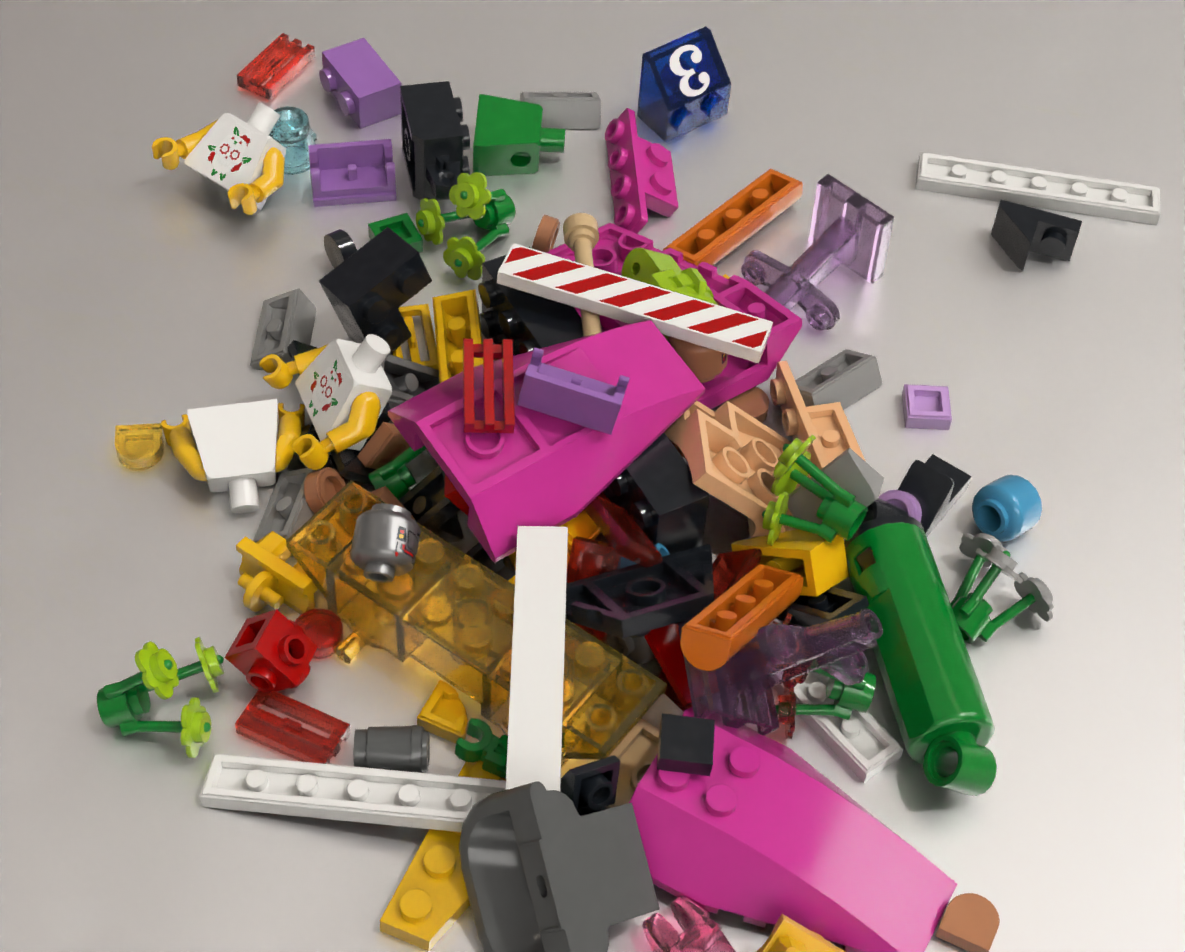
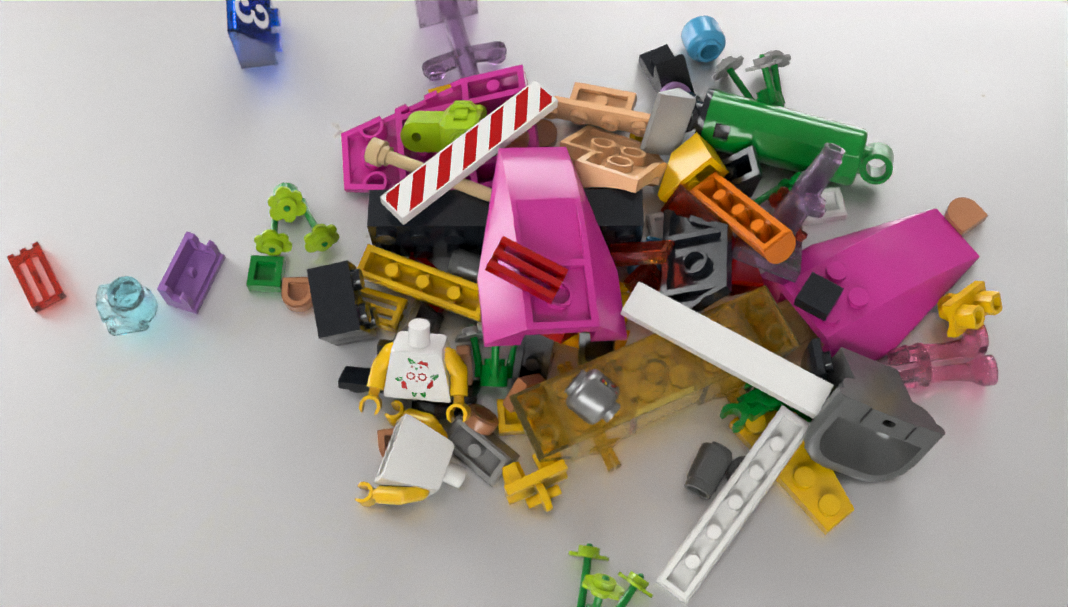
camera: 55 degrees left, 15 degrees up
(139, 445) = (363, 526): clear yellow tile -> none
(233, 156) = (134, 344): torso -> none
(272, 652) = (604, 509): red brick -> none
(282, 321) = (311, 387): light grey slope -> none
(288, 735) = (632, 541): clear red tile -> none
(323, 629) = (590, 475): clear red tile -> none
(338, 247) = (264, 314): black tile -> none
(361, 83) = (100, 226): medium lavender brick -> none
(433, 139) = (207, 205): black hinge -> none
(444, 714) = (690, 426): yellow tile -> none
(511, 137) = (221, 155): green torso -> none
(546, 234) = (330, 179): nougat tile -> none
(567, 109) = (207, 112): light grey slope -> none
(571, 395) = (560, 221): medium lavender hinge -> none
(638, 174) = (307, 96): dark pink bracket -> none
(738, 218) = (387, 58): orange brick -> none
(838, 511) = (691, 125): green plant -> none
(840, 379) = (550, 70): light grey slope -> none
(926, 407) = (597, 38): lavender tile -> none

